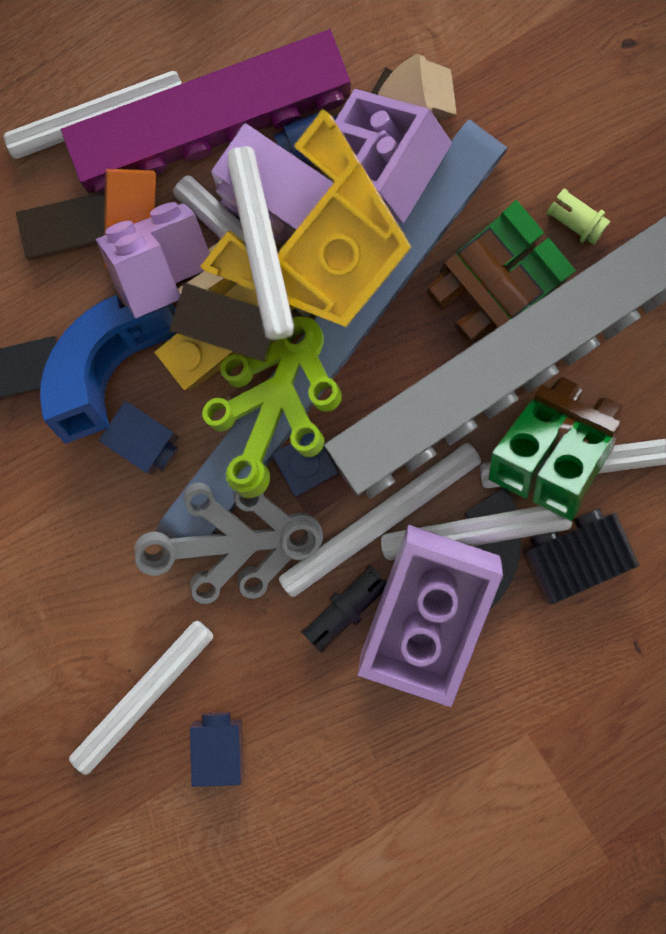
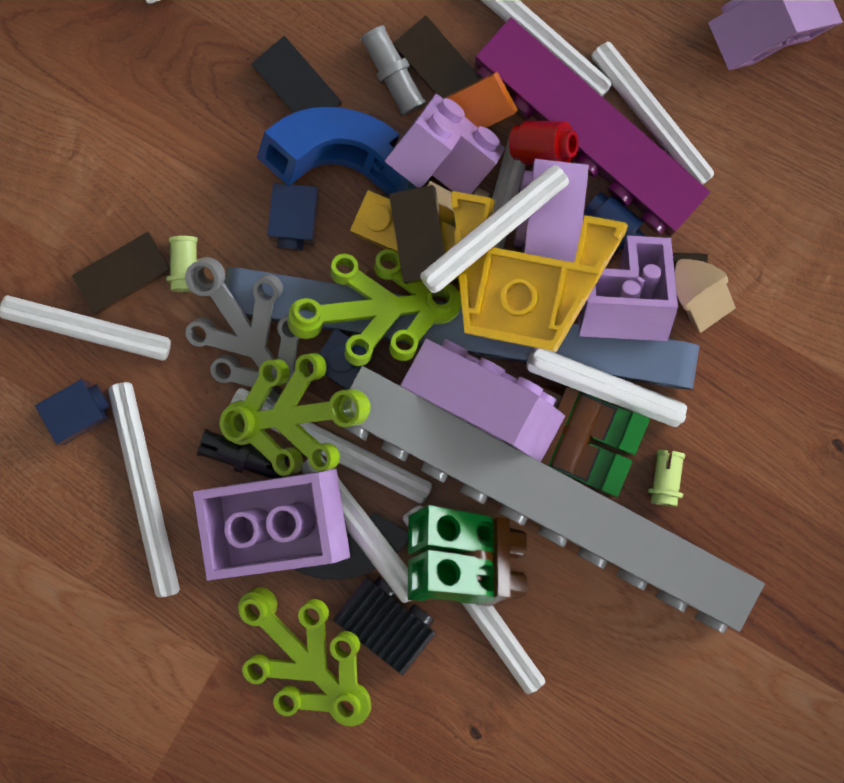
camera: 60 degrees right, 0 degrees up
(51, 271) = (392, 70): none -> light grey pin
(107, 634) = (121, 273): none -> dark brown tile
(124, 568) = (182, 254): none -> yellowish green pin
(196, 158) = (543, 141): none -> red brick
(218, 50) = (651, 112): none -> white axle
(327, 722) = (143, 489): none -> white axle
(334, 544) = (288, 416): none -> lime plant
(414, 343) = (485, 396): none -> lavender brick
(463, 226) = (606, 387): none -> white axle
(578, 651) = (308, 662): none -> lime plant

